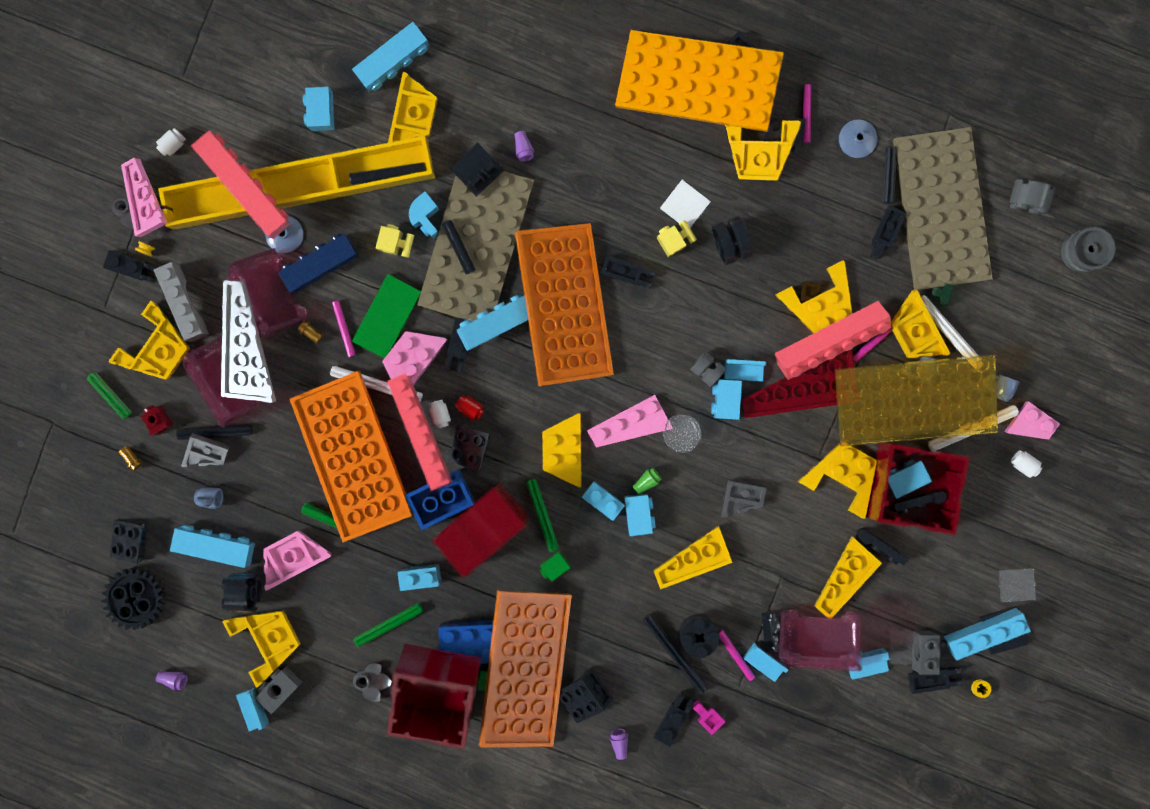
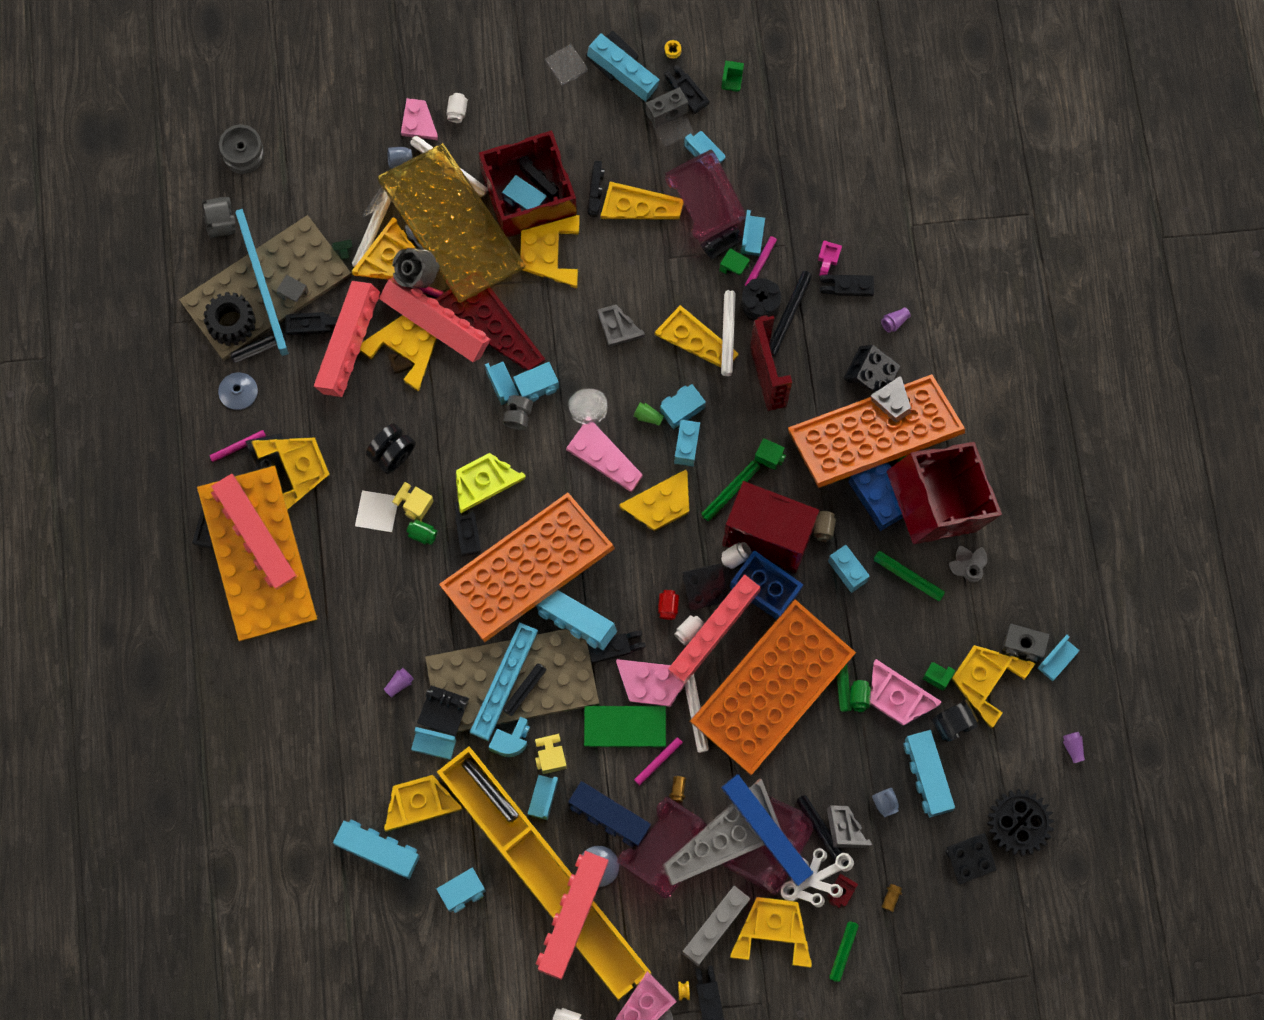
camera: 120 degrees left, 15 degrees down
(175, 403) = (815, 879): none -> white plant
(229, 383) = (767, 830): none -> blue tile
(290, 601) = (938, 676): none -> green panel
(306, 525) = (860, 695): none -> green brick
(363, 217) = (543, 797): none -> medium azure panel
(455, 149) = (433, 743): none -> medium azure panel
(470, 581) = (824, 526): none -> dark tan brick
(475, 233) = (503, 681): none -> medium azure tile
(480, 486) = (736, 555): none -> white brick
(545, 699) = (893, 400): none -> wing
(632, 606) = (774, 388): none -> dark red panel
(644, 231) = (421, 532): none -> green brick
(662, 308) = (484, 480): none -> neon yellow wing
(683, 590) = (728, 333): none -> white axle
(715, 81) = (254, 532): none -> coral brick
(745, 631) = (734, 262): none -> green panel
(855, 255) = (347, 339): none -> coral brick
(888, 344) = (415, 268): none -> dark grey brick
(926, 226) = (291, 289): none -> dark grey panel
(926, 728) = (732, 76): none -> green panel
(941, 151) = (224, 305): none -> black tyre
(948, 204) = (261, 282): none -> medium azure tile
(970, 344) = (376, 203): none -> clear dish

